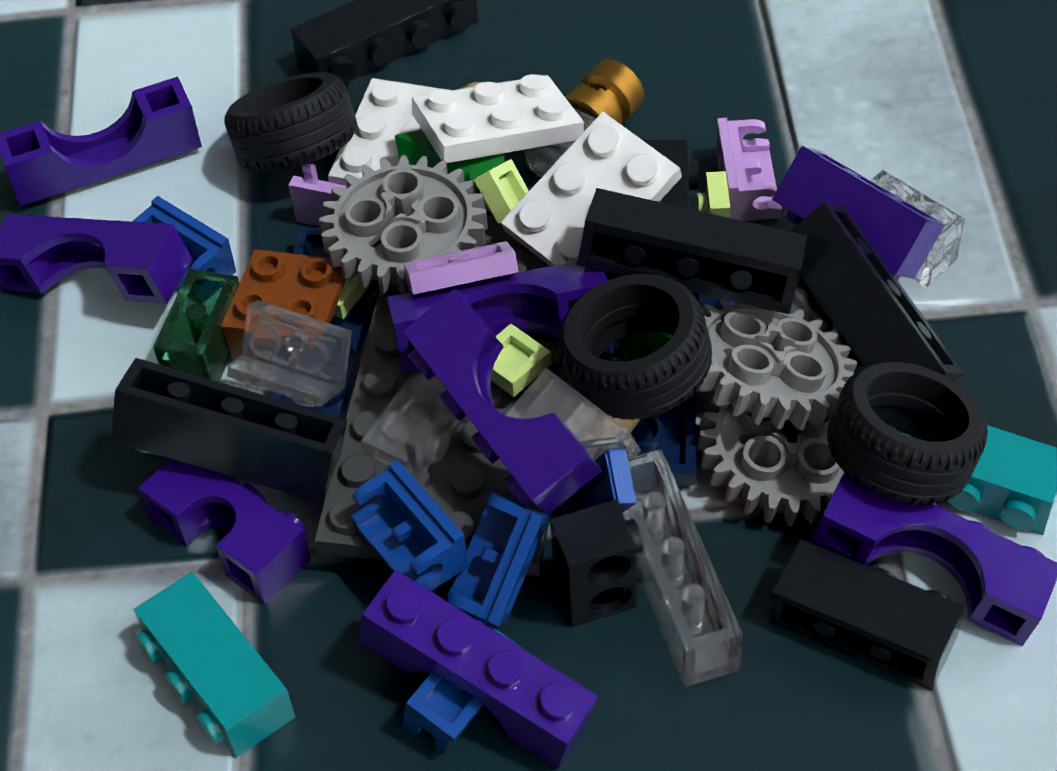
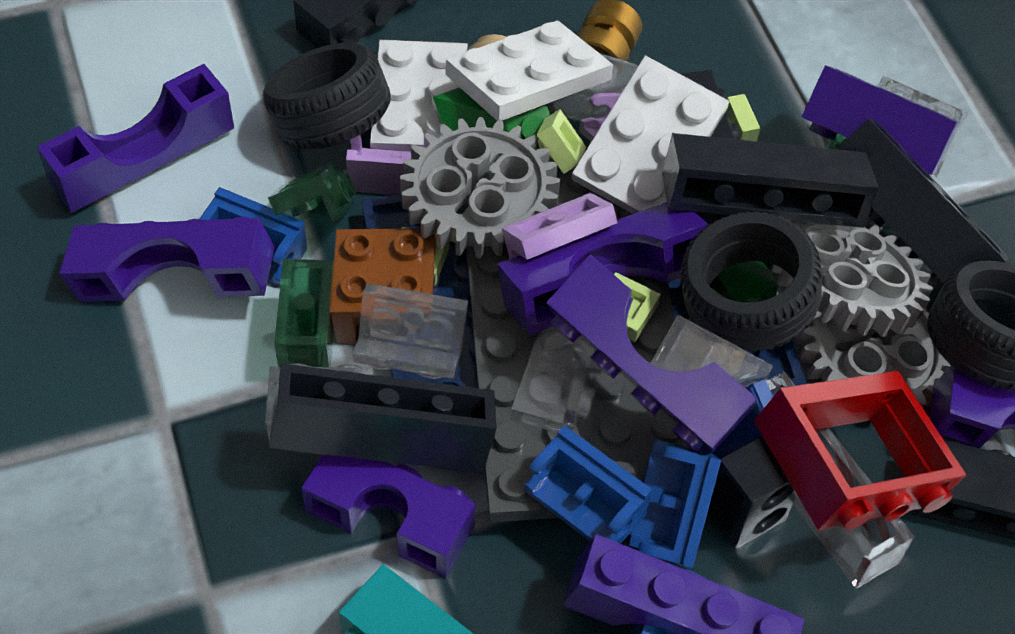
camera: 20 degrees left, 5 degrees up
(263, 212) = (308, 190): none -> clear green bracket
(706, 485) = (900, 421): none -> red window
(747, 170) = (749, 78): lavender hinge -> none

